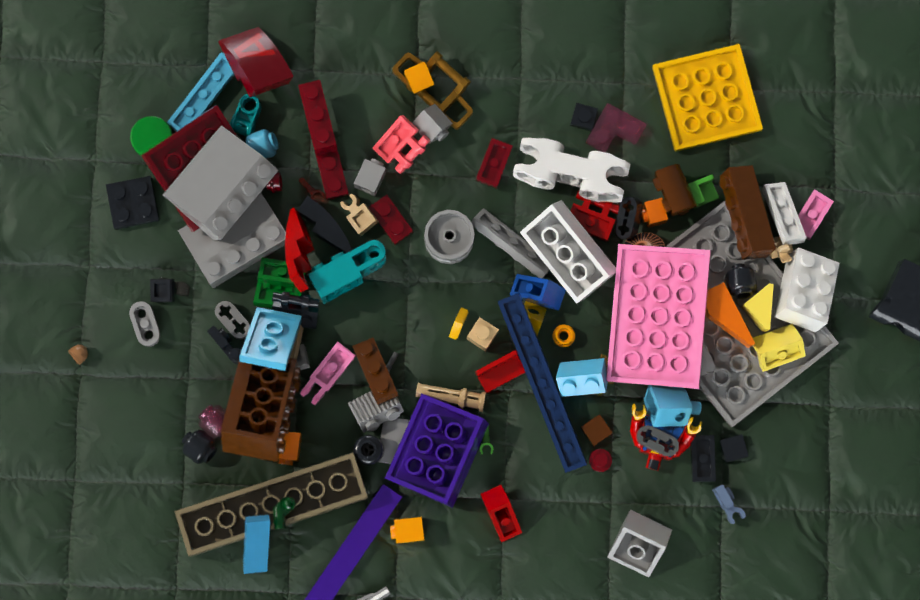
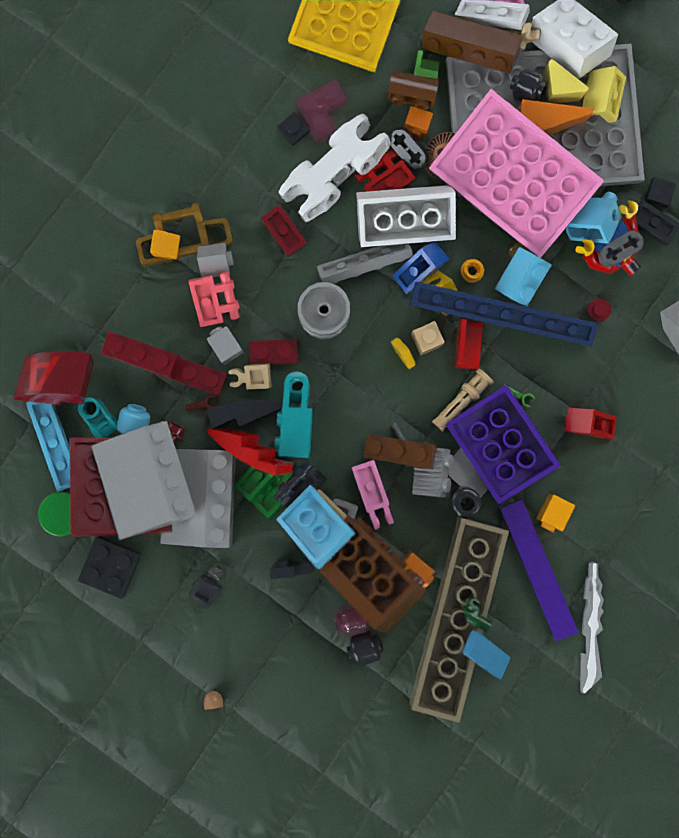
camera: 55 degrees left, 5 degrees up
(144, 324) = (225, 626): light grey plate -> none
(237, 316) = (272, 552): light grey beam -> none
(596, 430) = (570, 296): reddish brown tile -> none

